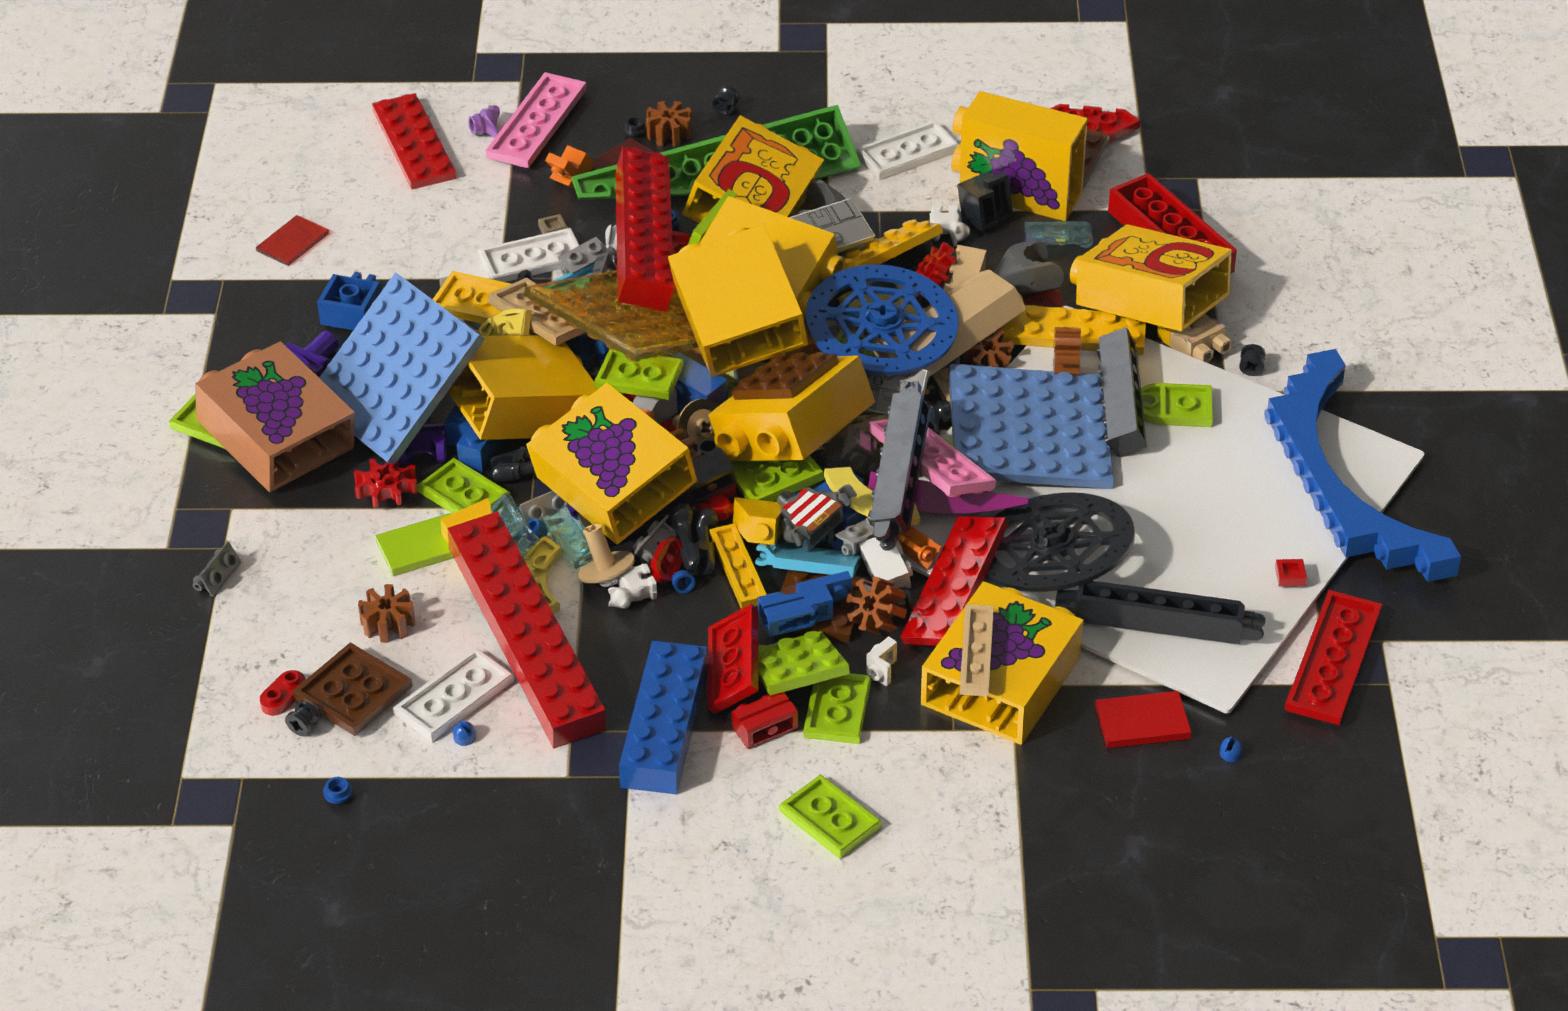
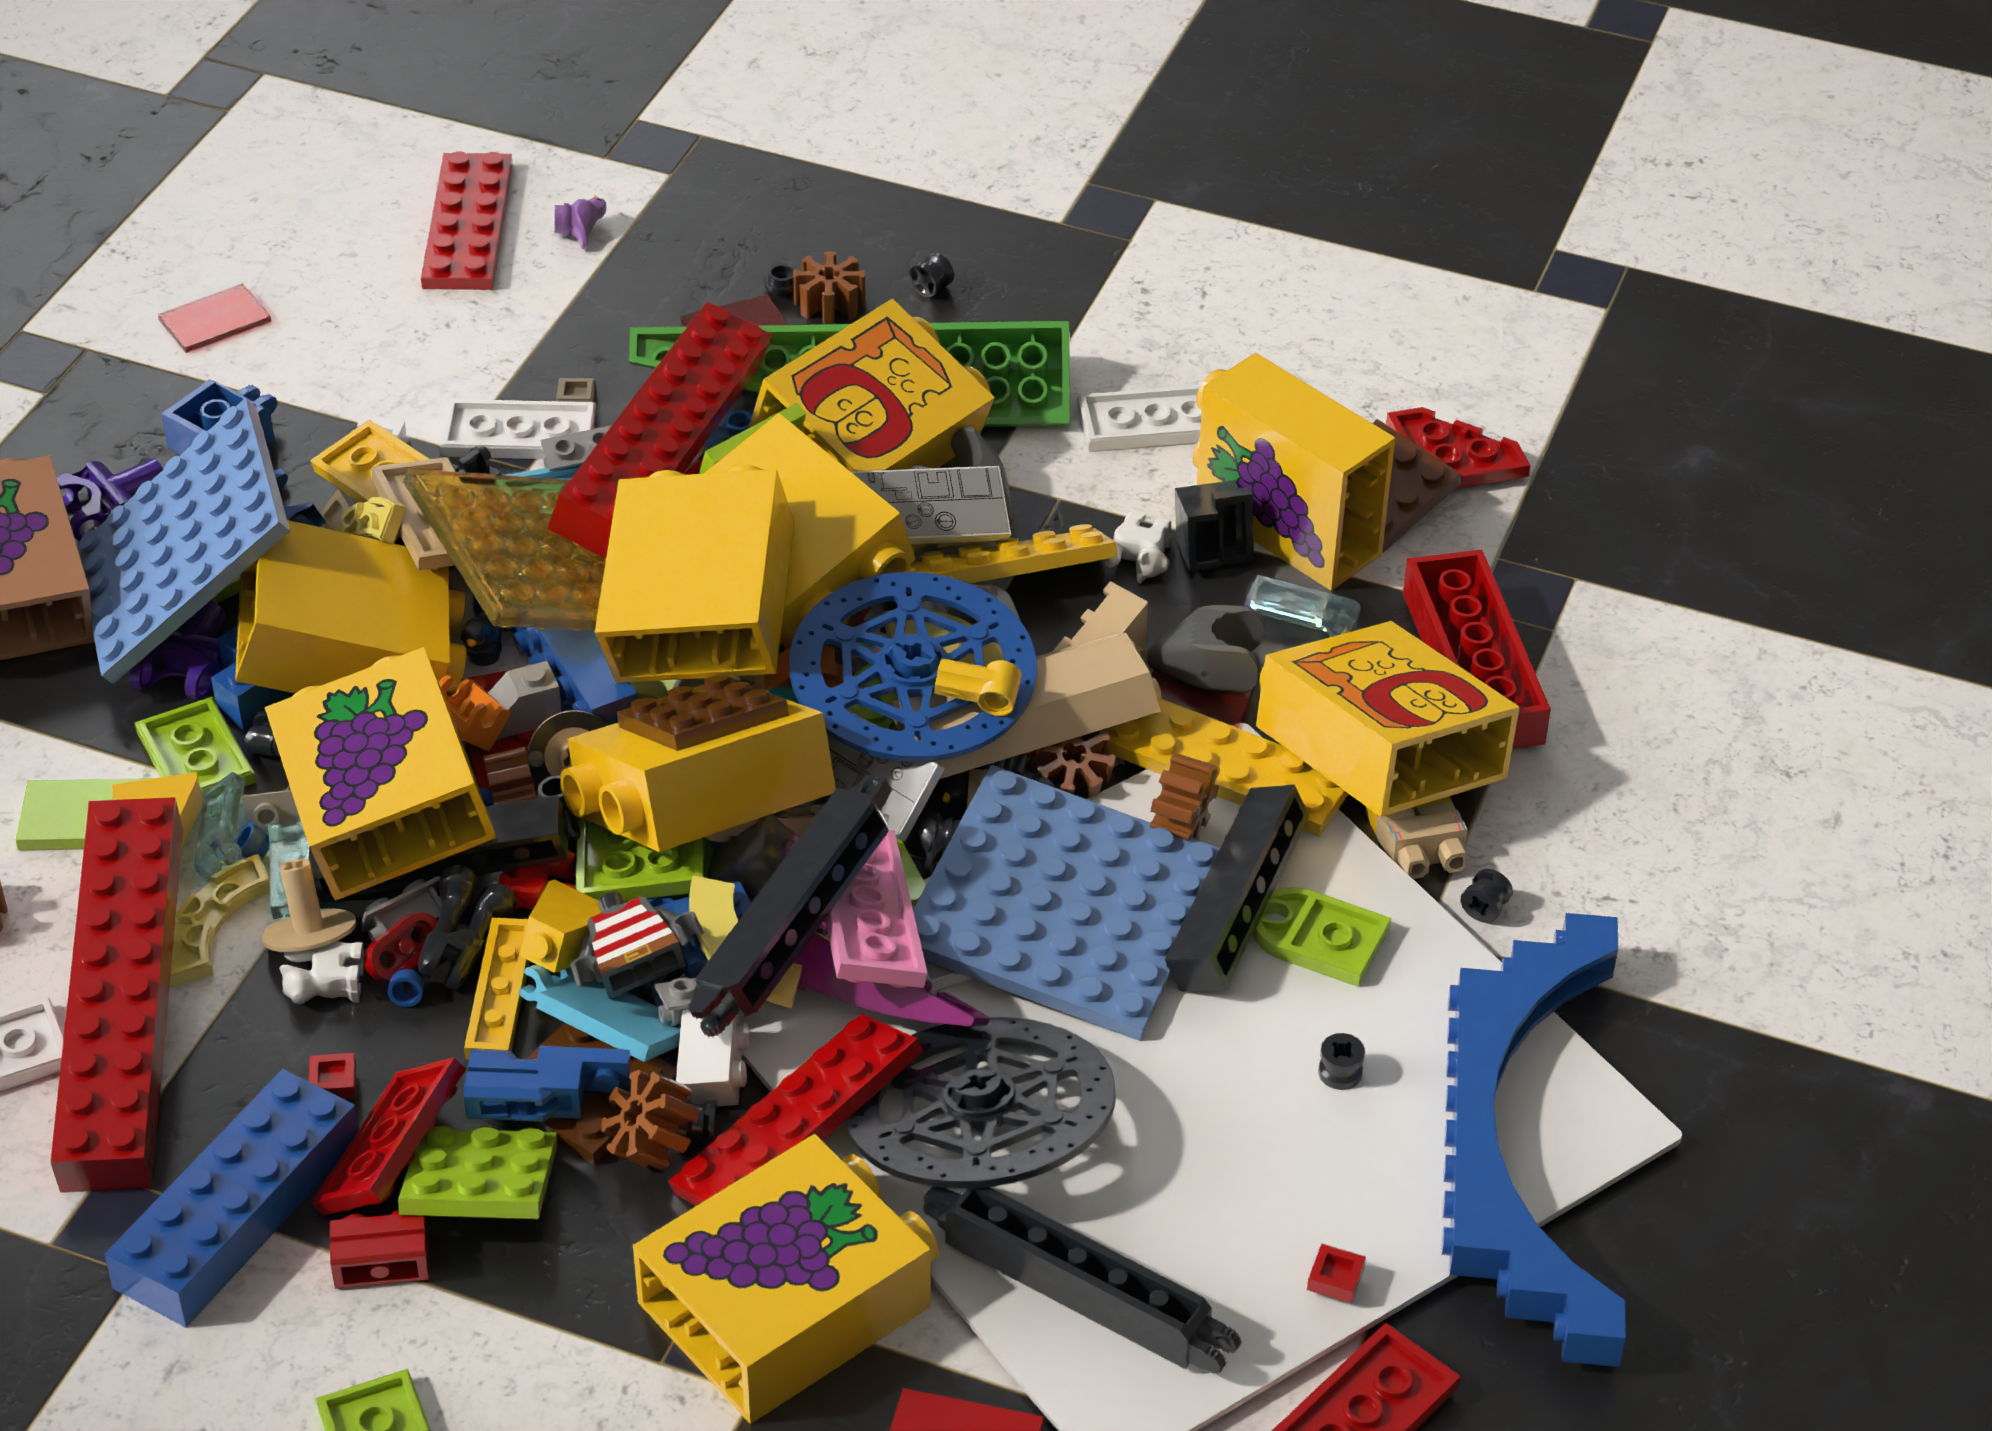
camera: 20 degrees right, 0 degrees up
(385, 482) = (91, 705): red gear -> none
(536, 120) = (649, 234): bright pink plate -> none
(569, 164) = (651, 309): orange brick -> none
(646, 378) = (515, 656): lime tile -> none
(674, 634) = (334, 1073): none -> red plate
(838, 709) = (506, 1269): lime tile -> none
(880, 661) = (612, 1209): white bracket -> none
(919, 547) = (775, 1040): orange hinge -> none
(937, 265) = (1062, 611): red gear -> none
(938, 317) = (990, 686): none -> yellow piece
(976, 650) = (723, 1247): tan plate -> none
(1229, 466) = (1341, 1061): none -> black wheel

